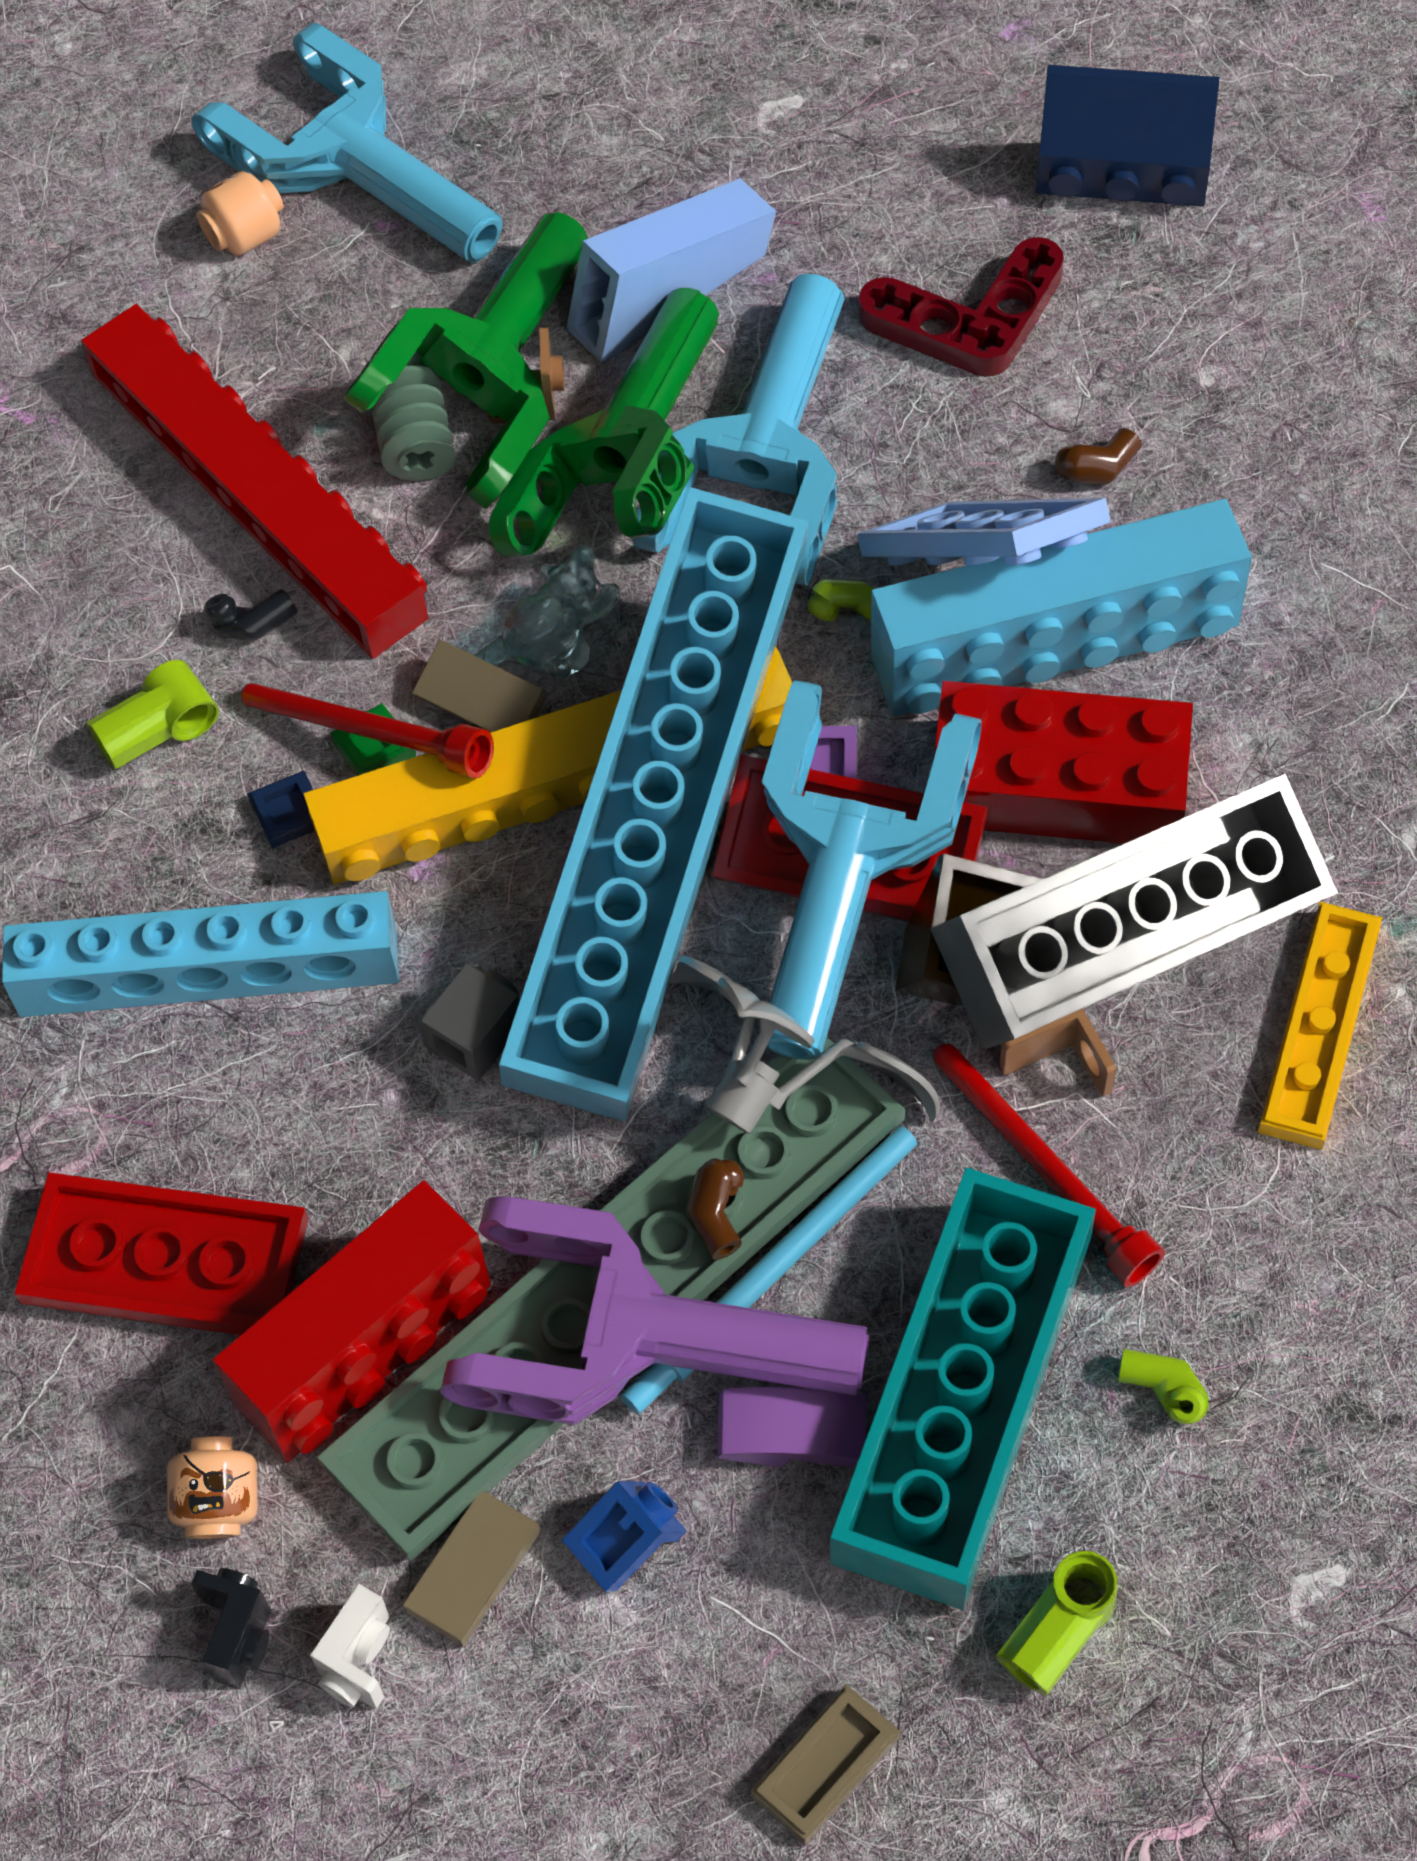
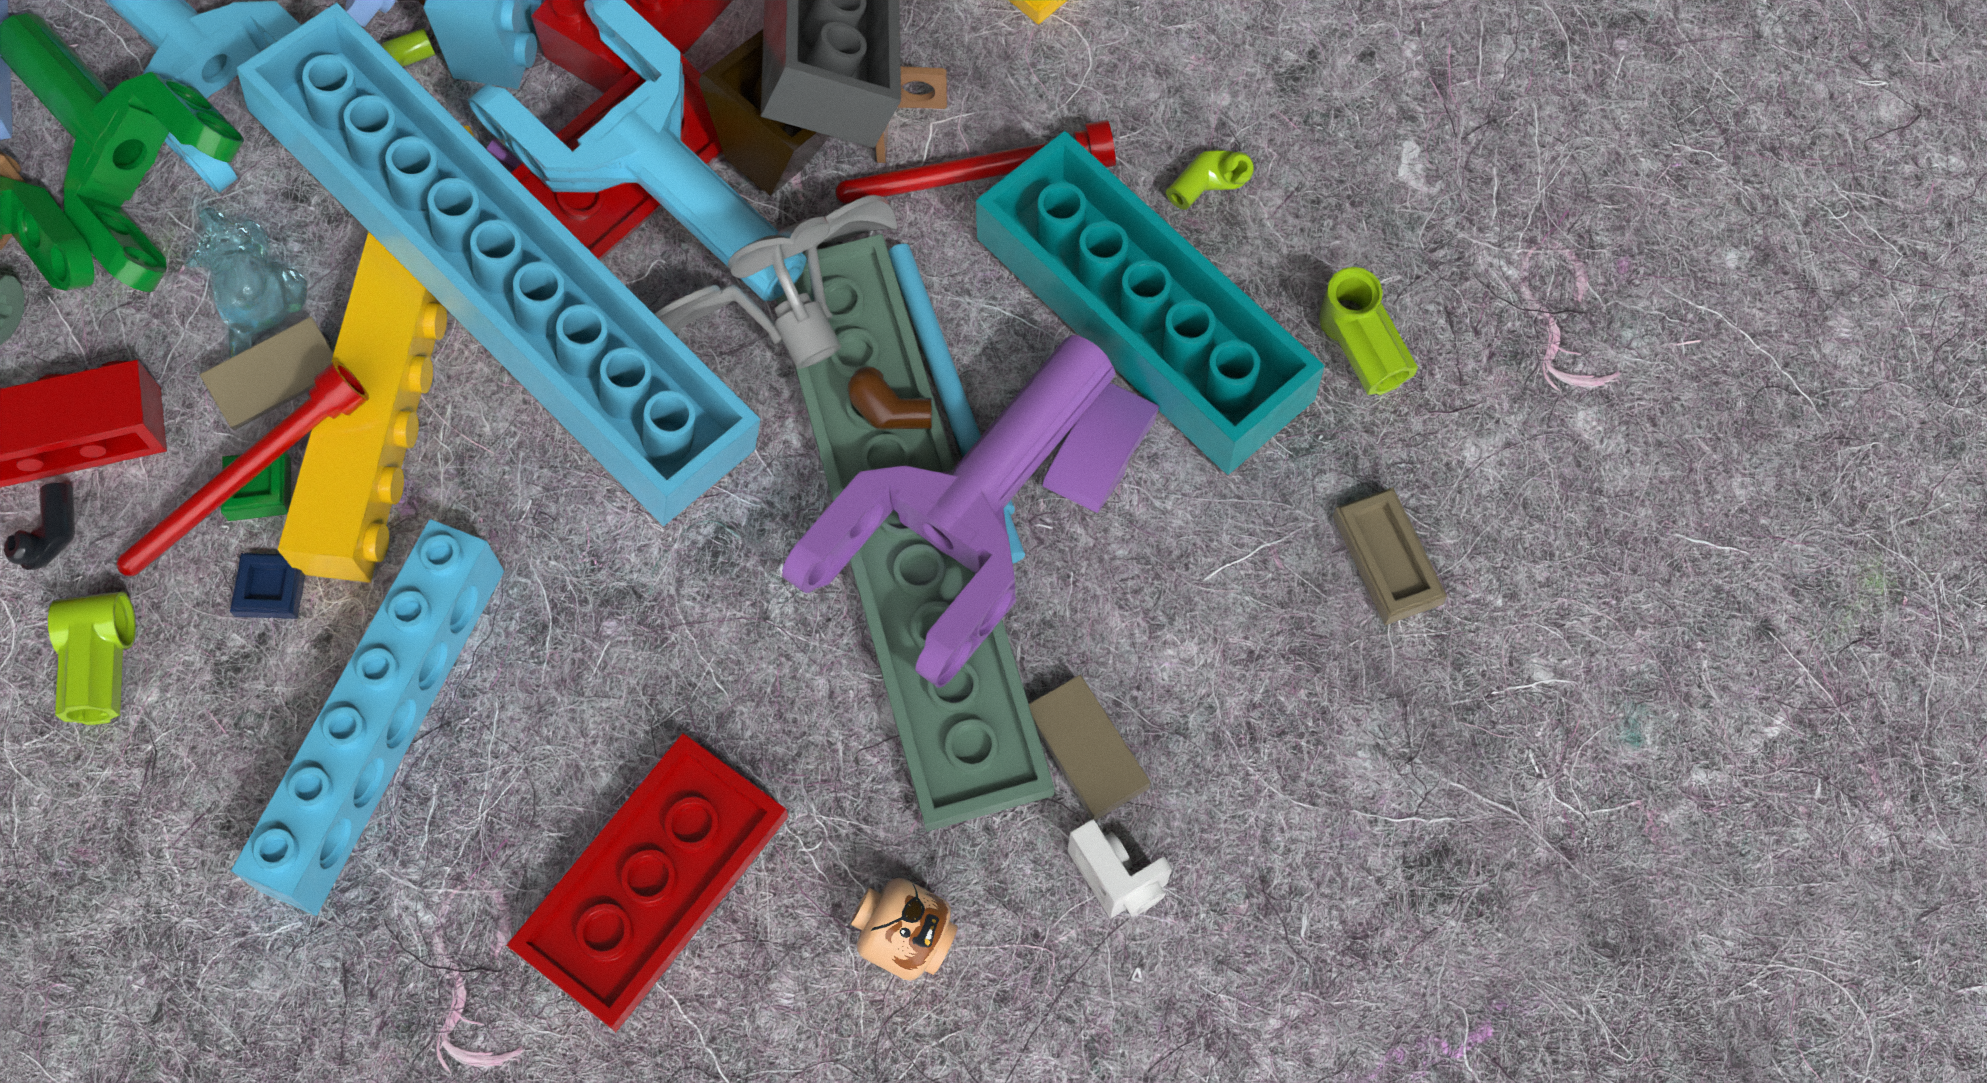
camera: 65 degrees left, 5 degrees up
(240, 1634) = (1055, 964): black bracket -> none
(355, 1322) = (823, 713): red brick -> none
(471, 1020) = (591, 518): dark grey brick -> none
(624, 1531) = (1125, 611): blue bracket -> none

